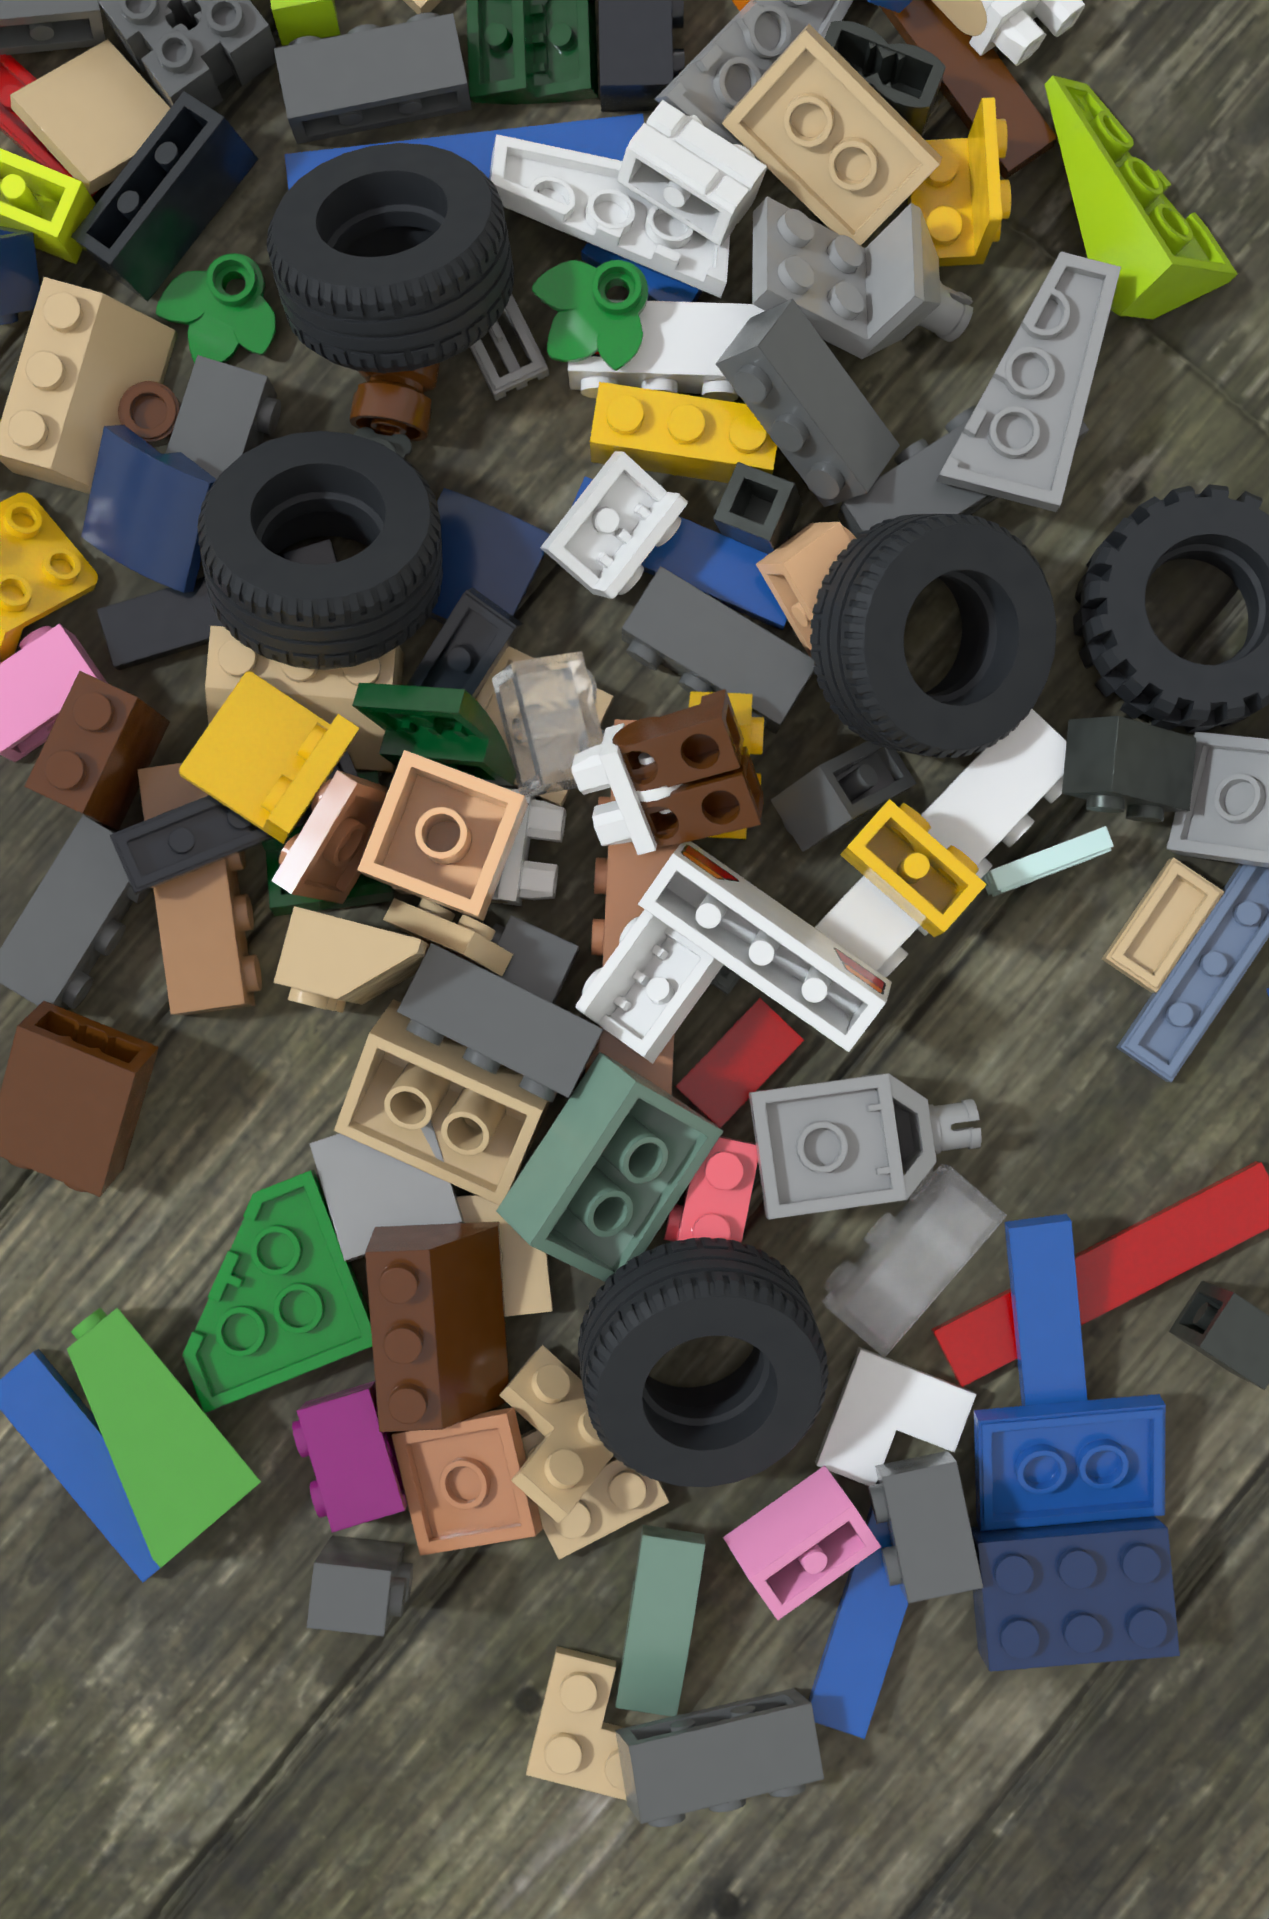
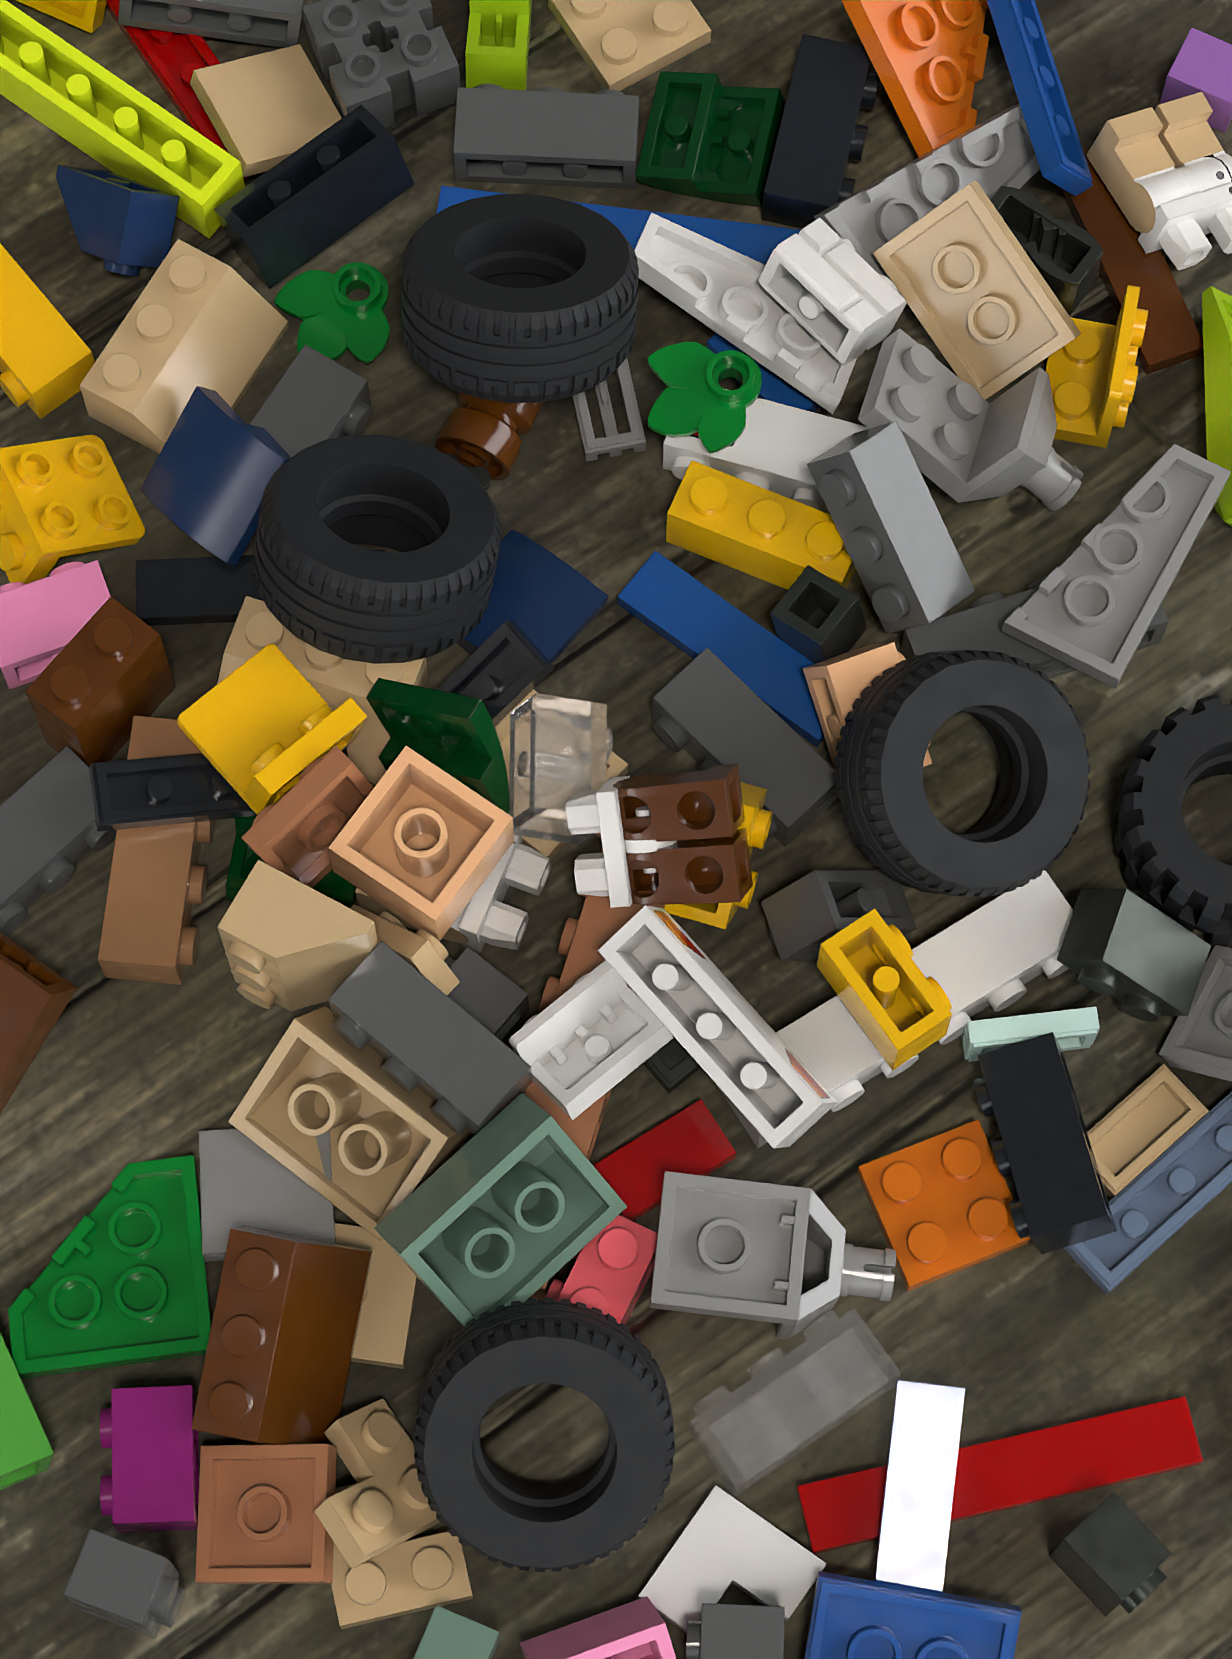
camera: 10 degrees right, 15 degrees down
(149, 412) = (243, 385): reddish brown tile -> none
(614, 527) = (670, 601): white bracket -> none
(1002, 1038) = (941, 1204): none -> orange plate
(1084, 966) = (1043, 1144): none -> black brick

